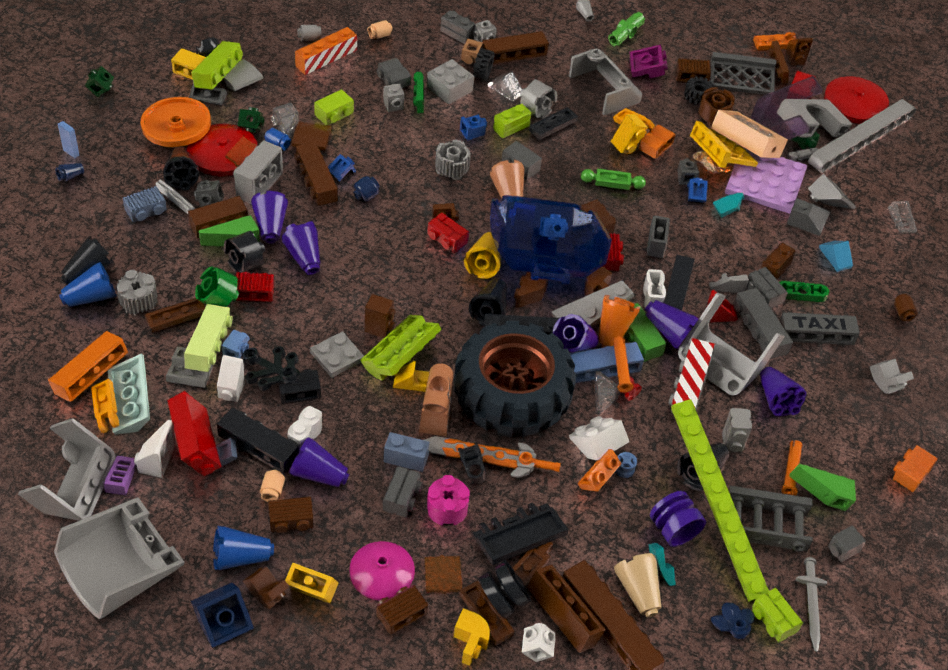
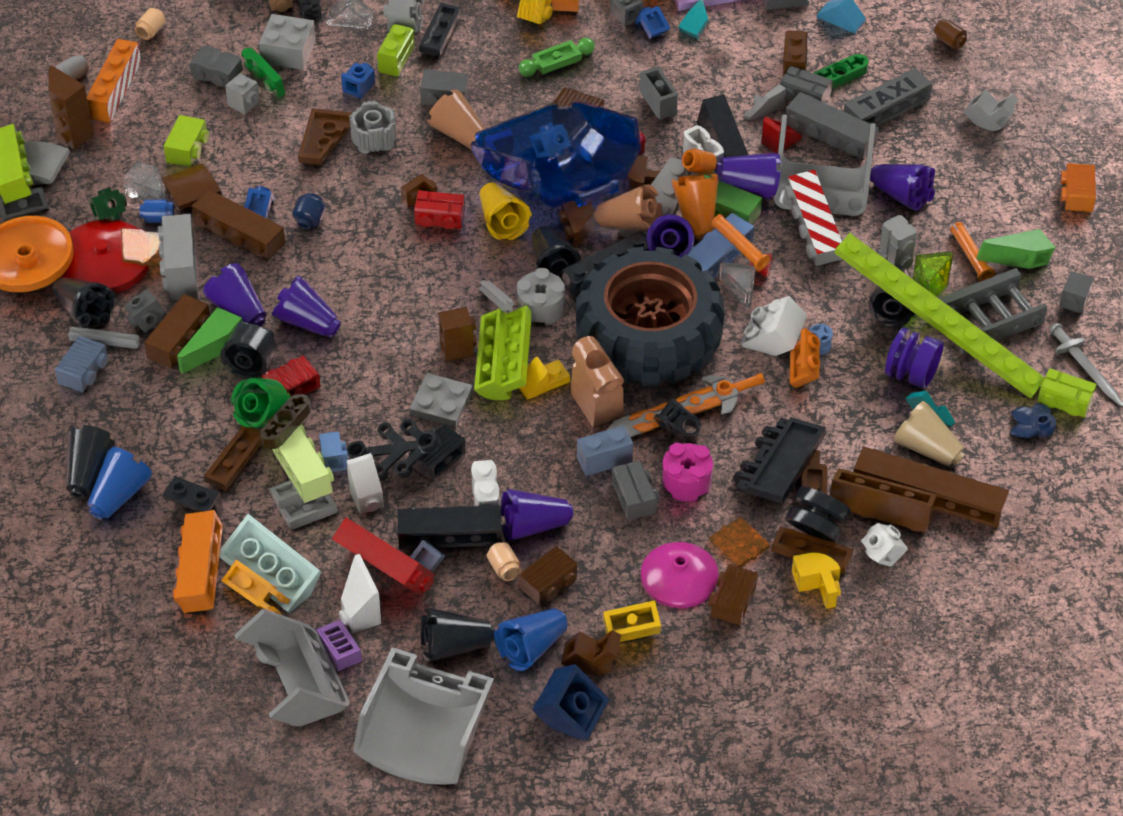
camera: 30 degrees left, 0 degrees up
(122, 323) = (193, 496): none -> black bracket
(137, 292) = (172, 456): light grey brick -> none
(190, 514) = (453, 634): none -> black cone
(205, 311) = (276, 433): none -> dark brown beam
(275, 50) = (69, 109): none -> reddish brown slope
(417, 148) = (322, 134): none -> reddish brown wing
(428, 307) = (496, 296): none -> light grey axle
(458, 324) = (543, 295): none -> light grey brick
(566, 300) = (631, 210): none -> nougat cone
(636, 293) = (699, 161): none -> orange brick
(743, 467) = (933, 271): none -> clear neon green slope

